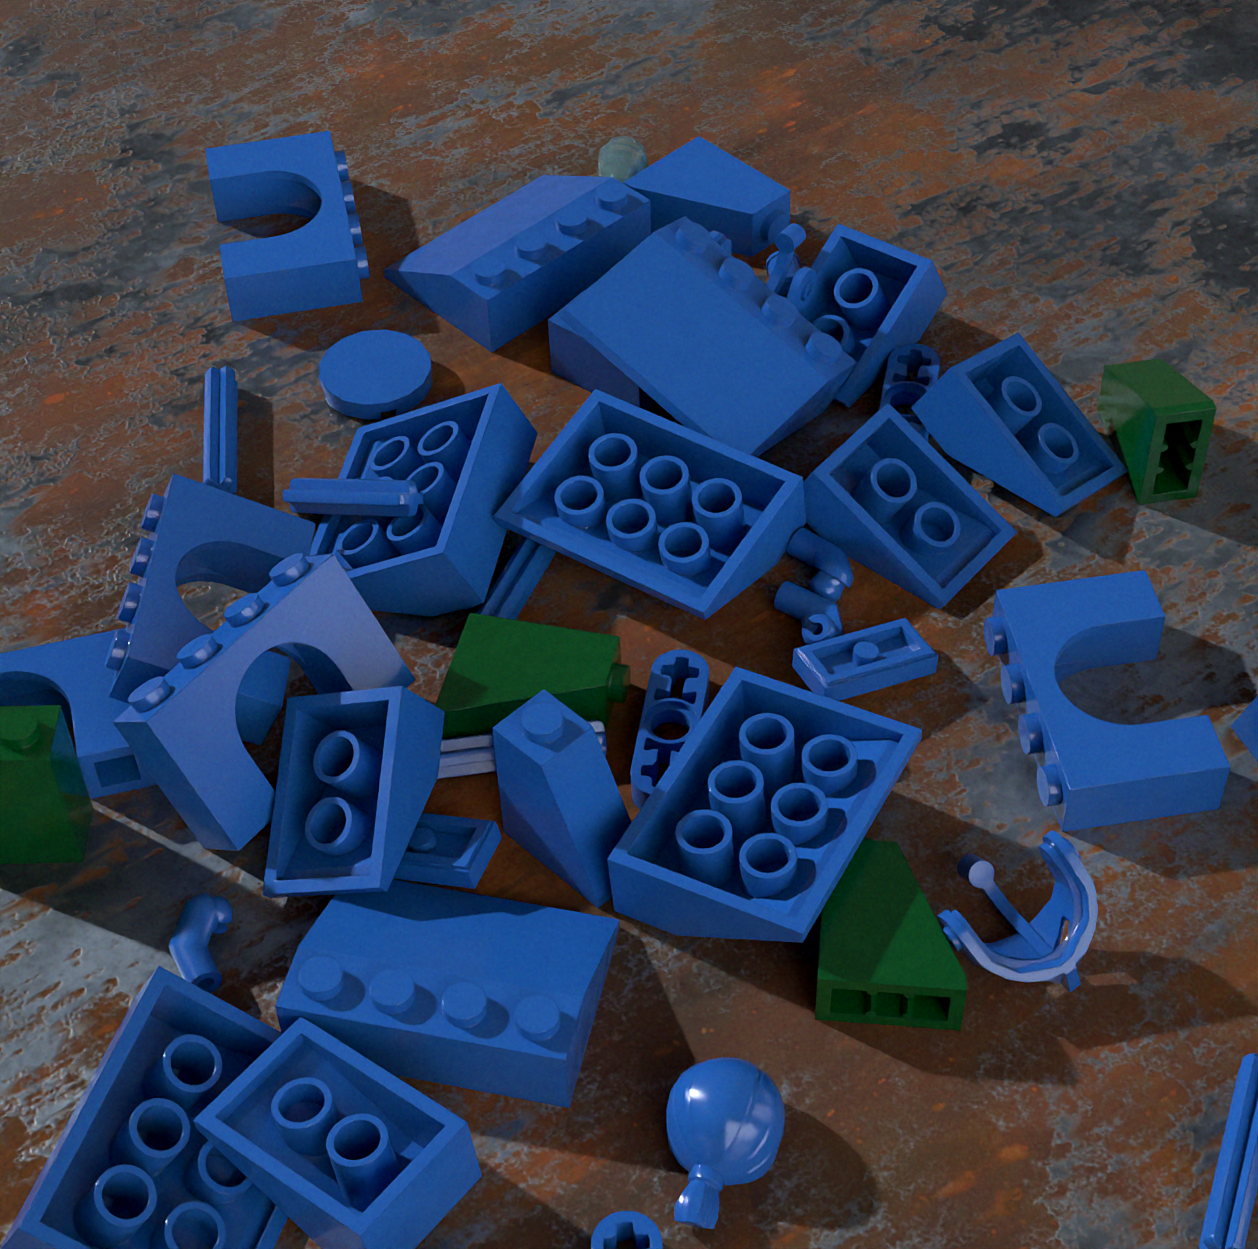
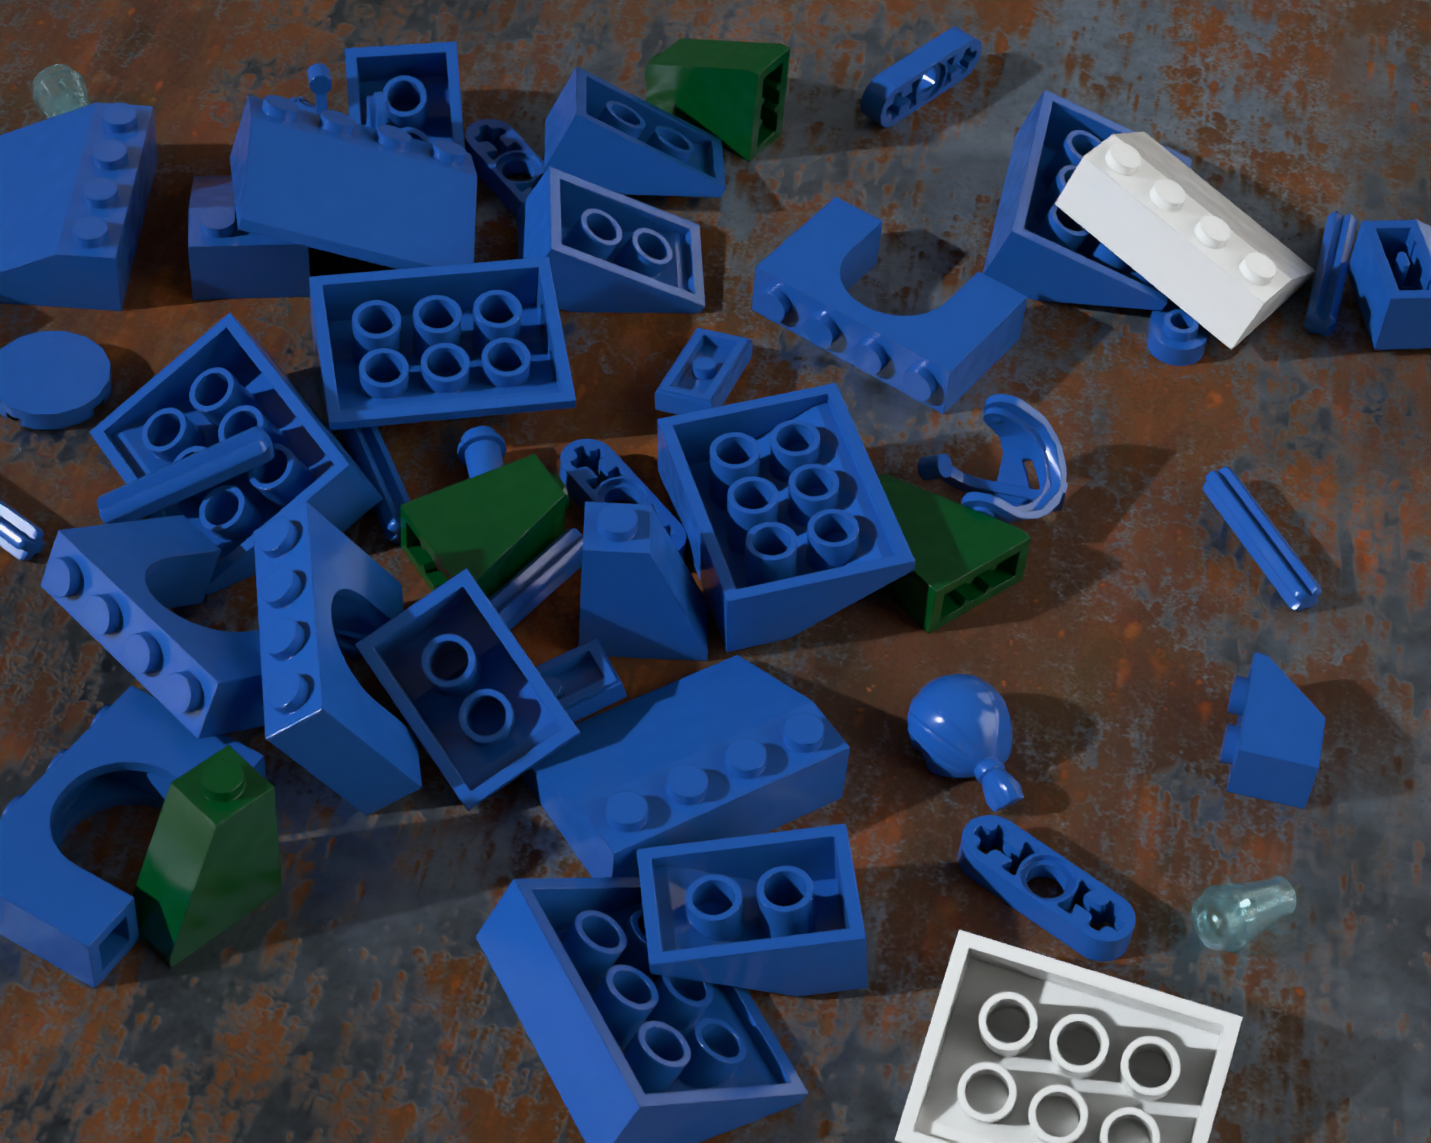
camera: 50 degrees left, 0 degrees up
(189, 942) = (453, 874): blue arm -> none
(608, 613) = (481, 450): none -> blue pin
(715, 193) = (185, 80): blue slope -> none
(818, 615) = (631, 364): blue arm -> none
(827, 559) = (595, 320): blue arm -> none

